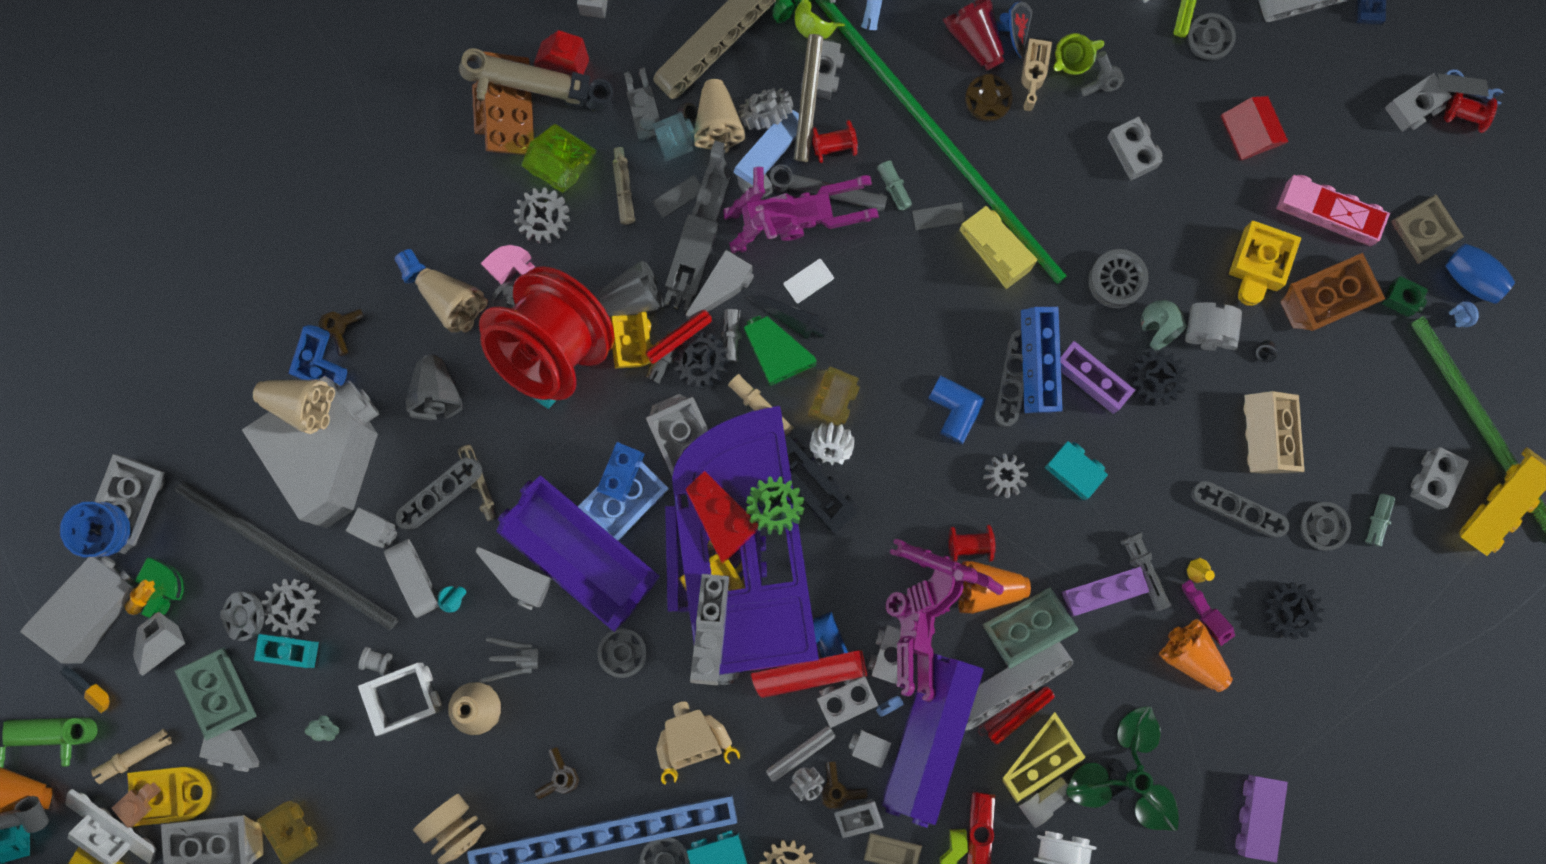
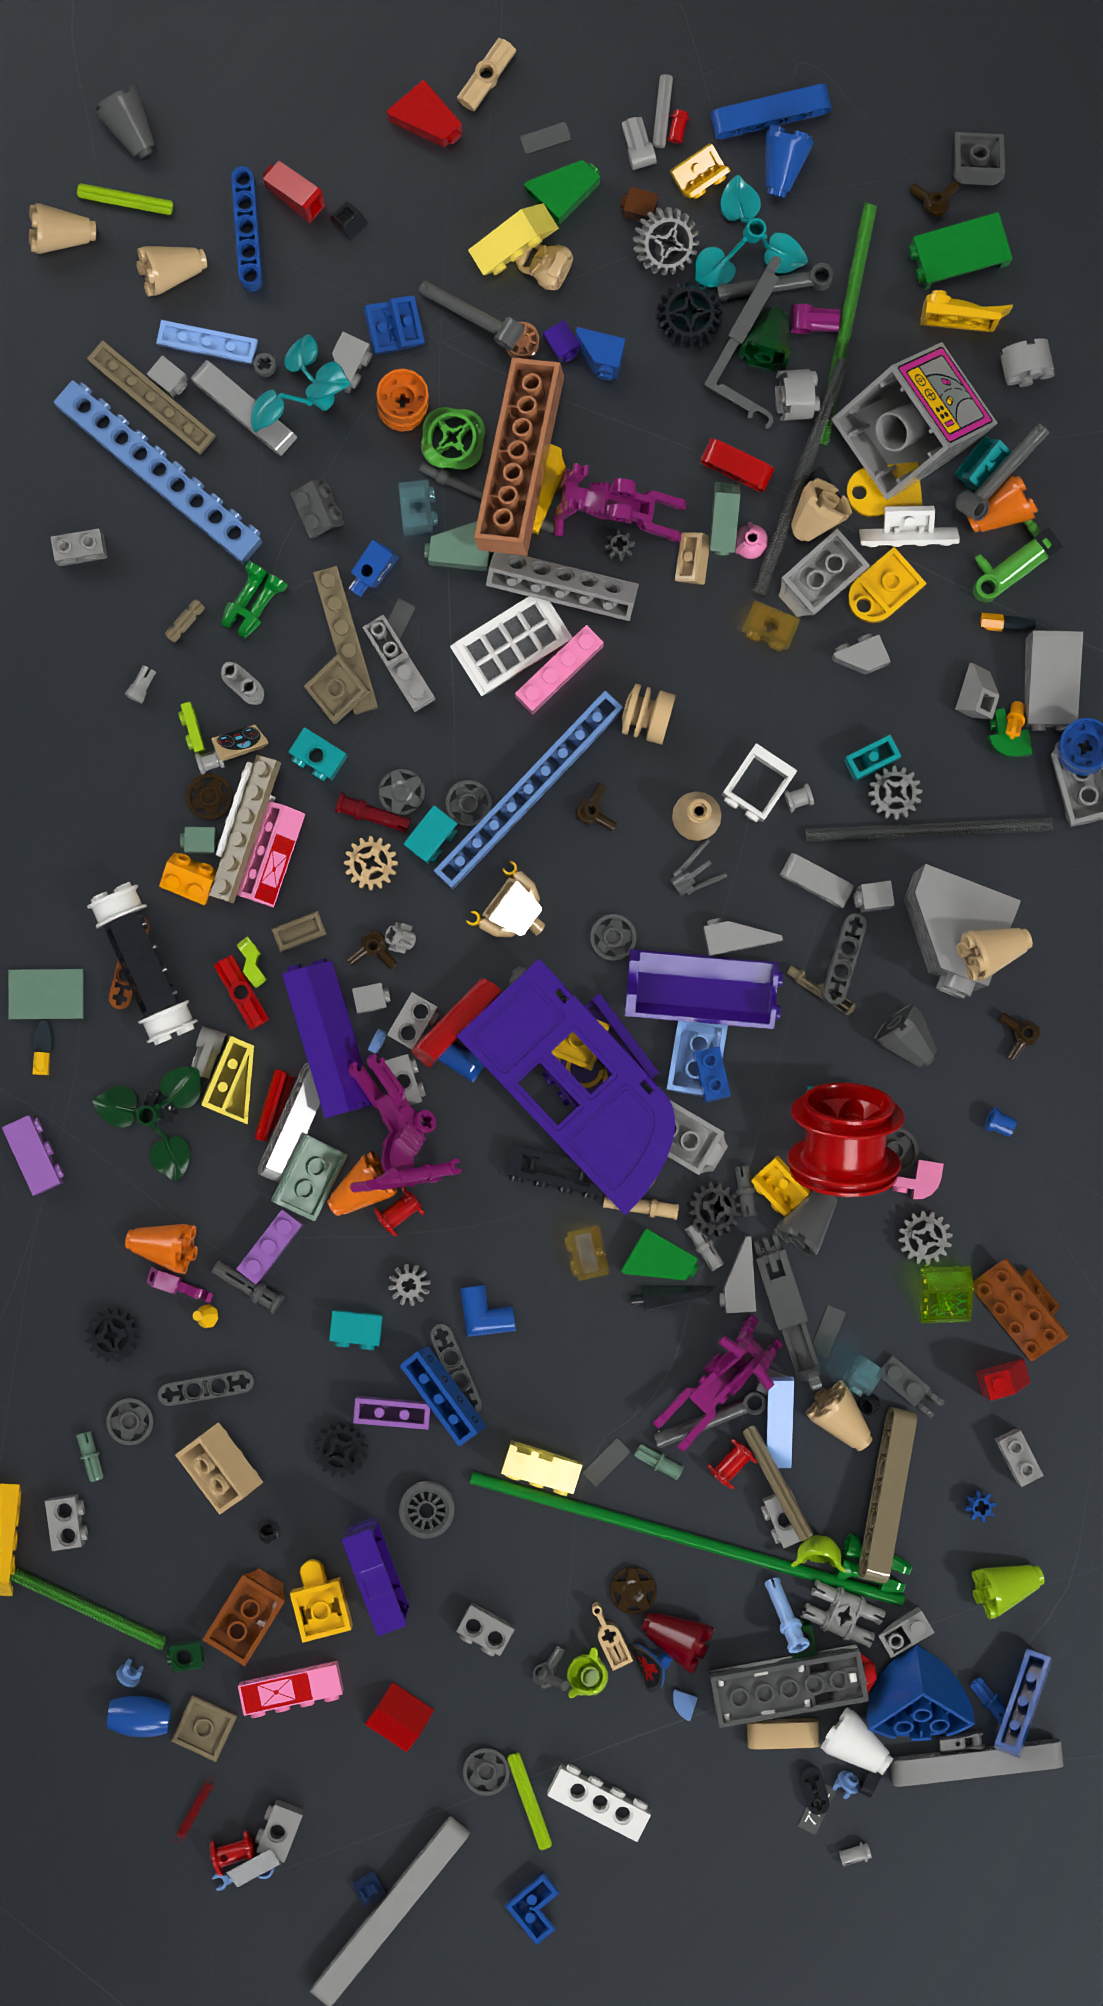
camera: 145 degrees right, 5 degrees up
(121, 762) = (936, 589): tan pin -> none
(135, 804) = (901, 563): nougat plate -> none
(215, 693) = (903, 688): sand green tile -> none
(239, 616) = (928, 760): dark grey wheel -> none
(308, 357) = (1022, 990): blue brick -> none
(322, 729) = (802, 719): sand green plant -> none
(450, 598) = (776, 886): teal plate -> none
(451, 299) = (947, 1118): tan cone -> none
(571, 88) = (975, 1357): dark tan piece -> none
(623, 187) = (876, 1307): dark tan piece -> none
(678, 336) = (744, 1214): red axle -> none
(709, 629) = (555, 1000): light grey slope -> none
(721, 516) = (608, 1094): red wing -> none
(766, 109) = (806, 1451): light grey gear -> none
(781, 512) = (562, 1131): bright green gear -> none
(800, 754) = (421, 956): light grey axle -> none
(808, 281) = (674, 1335): white sticker -> none
(832, 443) = (563, 1214): white gear -> none
(858, 819) = (342, 938): light grey slope -> none
(1164, 318) = (366, 1502): sand green helmet -> none
(1203, 245) = (376, 1576): none -> dark purple tile
(1213, 326) = (324, 1520): light grey brick -> none
(1478, 171) = (195, 1809): none -> red piece

